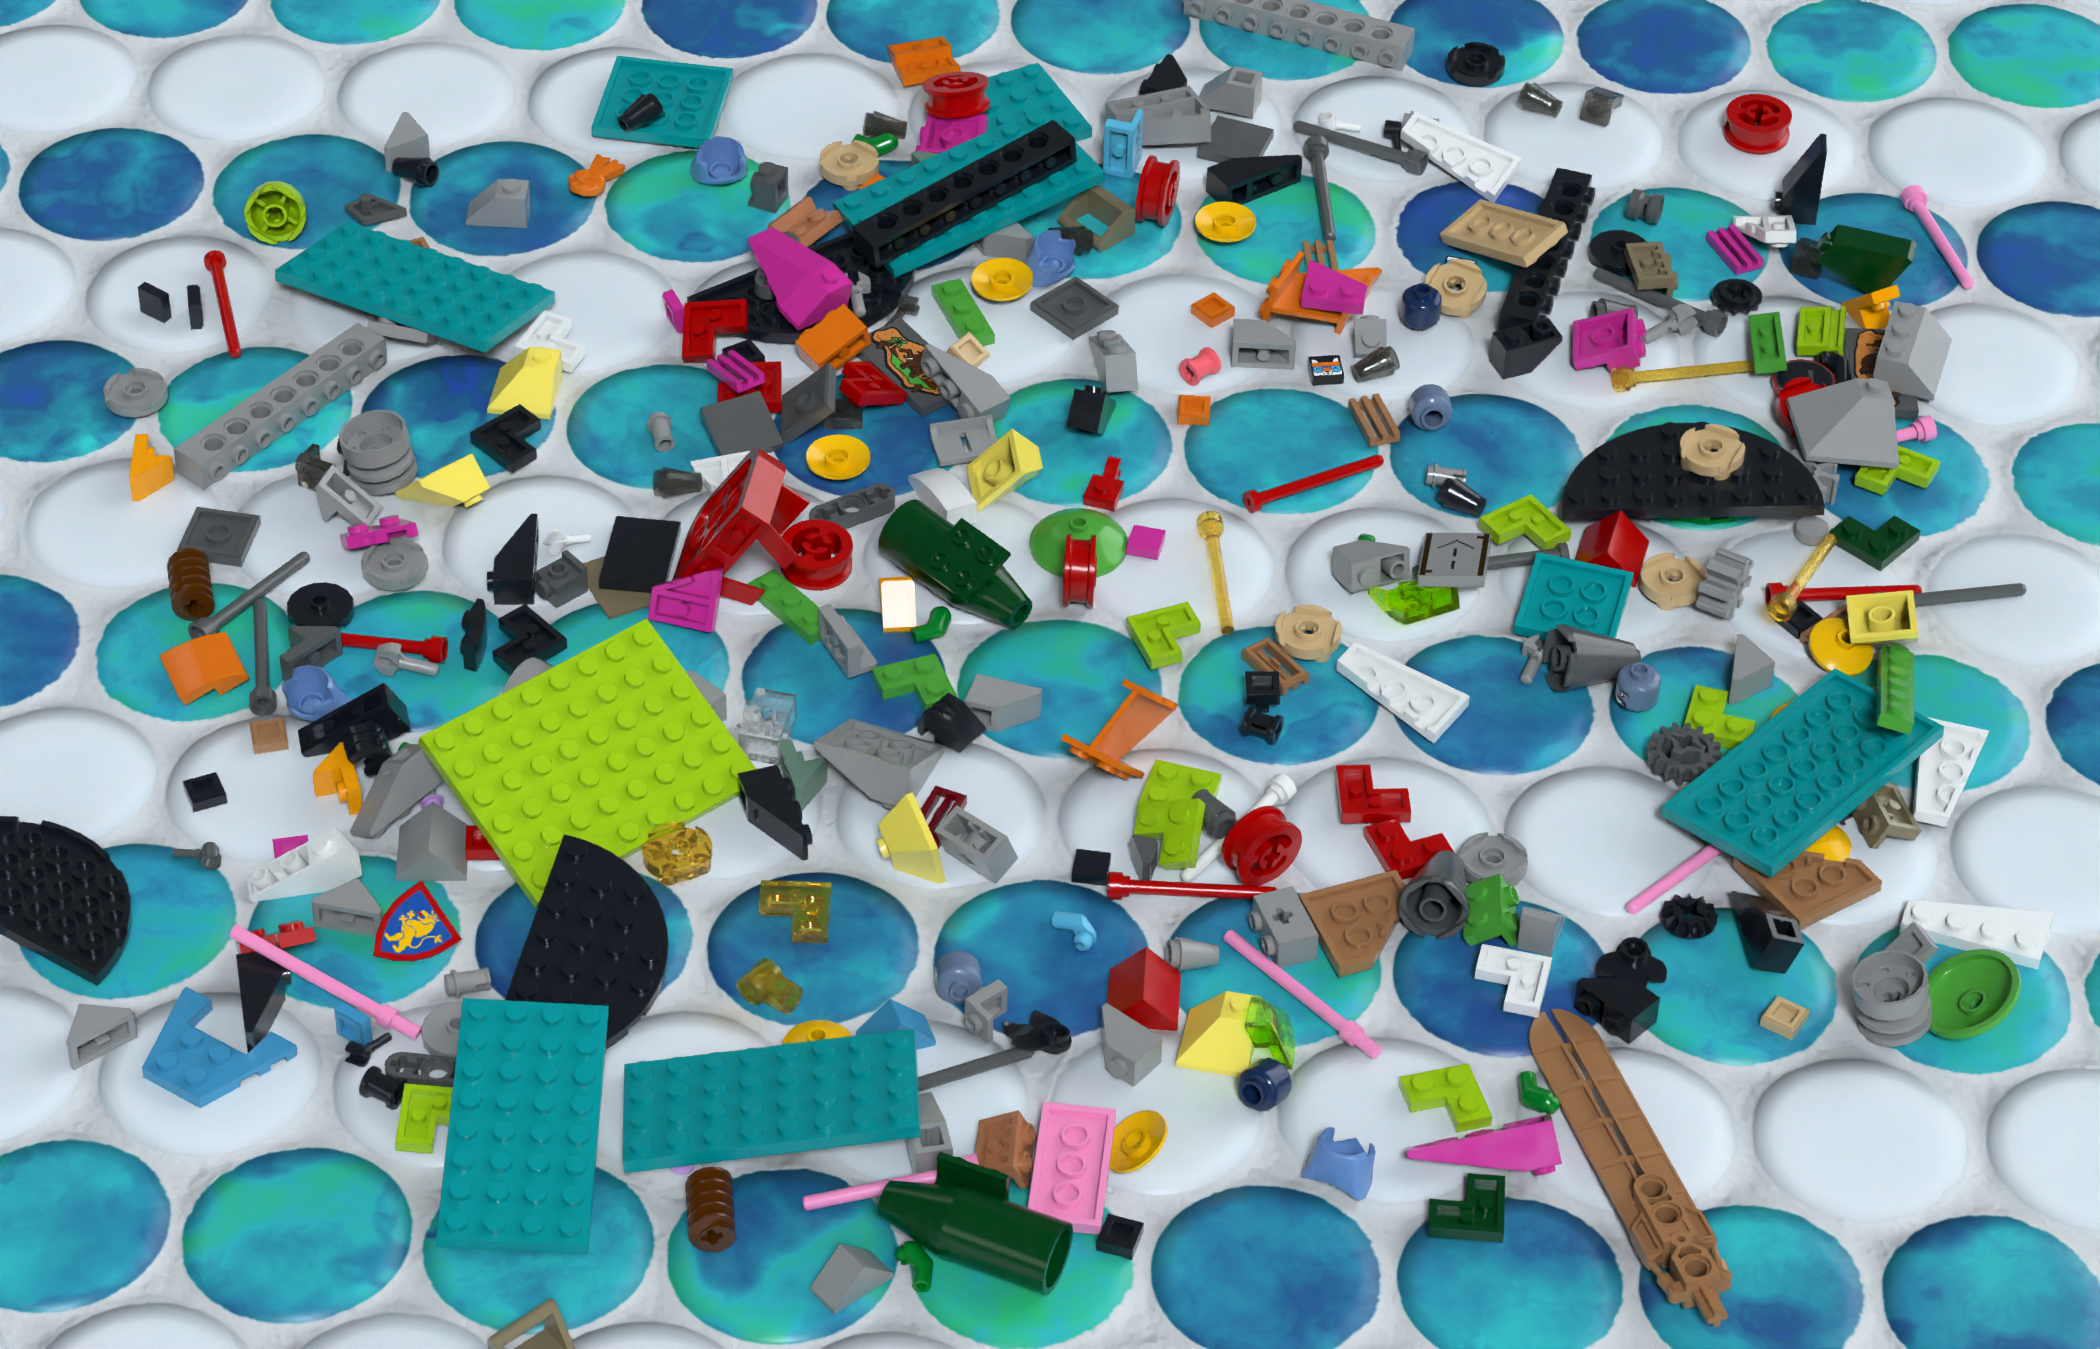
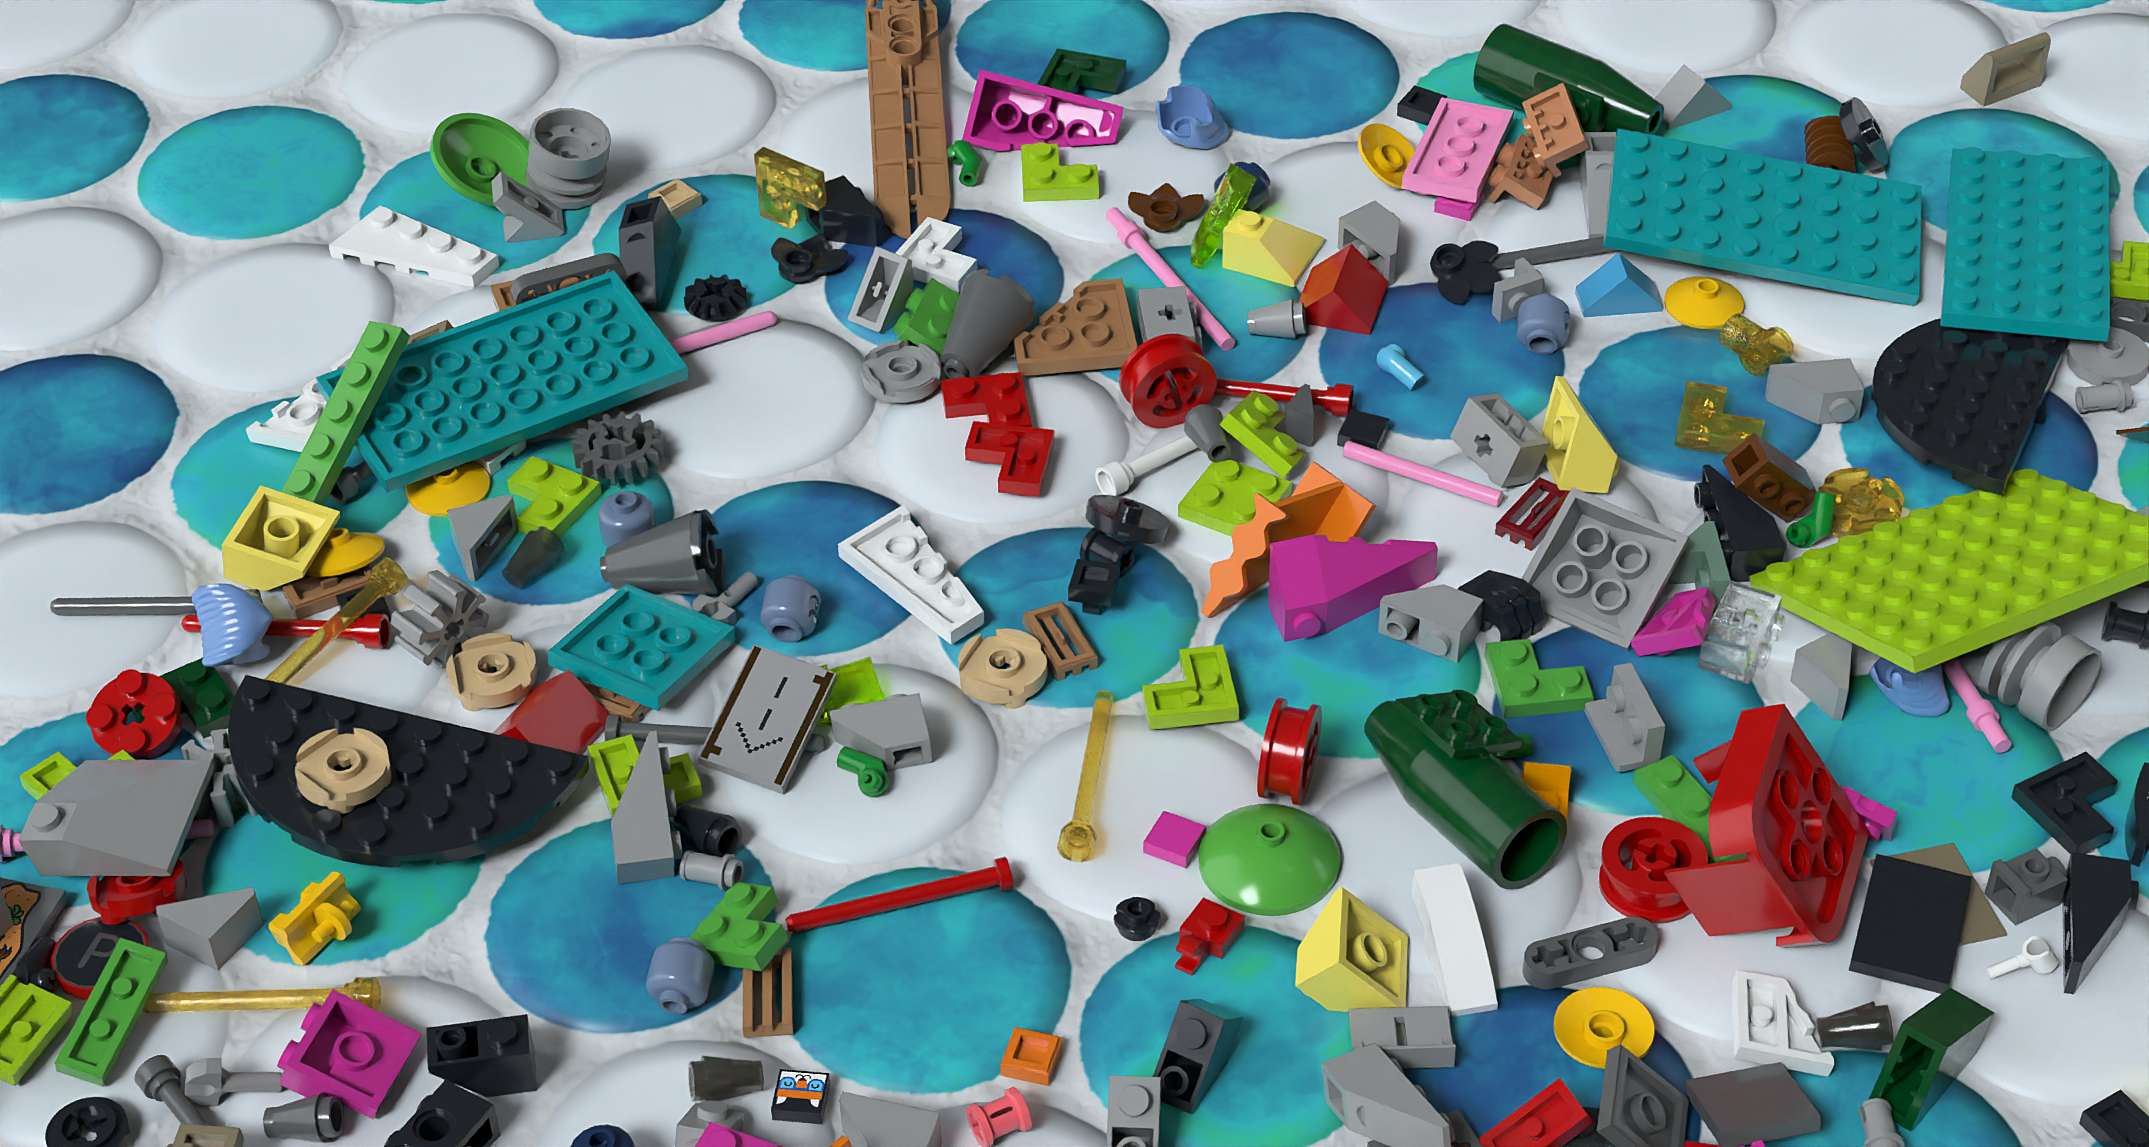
camera: 165 degrees left, 0 degrees up
(628, 462) = (1930, 1055): none -> dark green slope
(677, 1219) = (1865, 132): none -> black plate
(715, 945) = (1817, 390): none -> light grey slope
(718, 825) = (1816, 525): none -> green arm
(751, 828) = (1770, 478): none -> reddish brown brick
(812, 714) = (1677, 624): none -> dark pink wing
(980, 1140) = (1555, 127): none -> nougat bracket
(1044, 839) = (1423, 474): none -> bright pink bar
(1076, 714) = (1330, 583): none -> dark pink wedge
(1154, 490) = (1136, 918): none -> black plate
(1259, 759) = (1126, 515): none -> black plate
(1331, 1070) = (1164, 207): none -> reddish brown plate
(1415, 439) = (736, 928): none -> bright green plate
(1481, 646) = (790, 608): none -> sand blue head
(1498, 477) = (641, 825): none -> light grey slope
(1678, 982) = (784, 184): none -> clear yellow plate
(1681, 409) = (319, 917): none -> yellow hips
(1695, 664) = (534, 556): none -> clear smoke cone
(1748, 397) = (211, 925): none -> light grey slope
(1807, 868) = (553, 276): none -> dark grey beam
(1870, 560) = (231, 624): none -> medium blue hair
(1894, 507) = (127, 693): none -> red plate

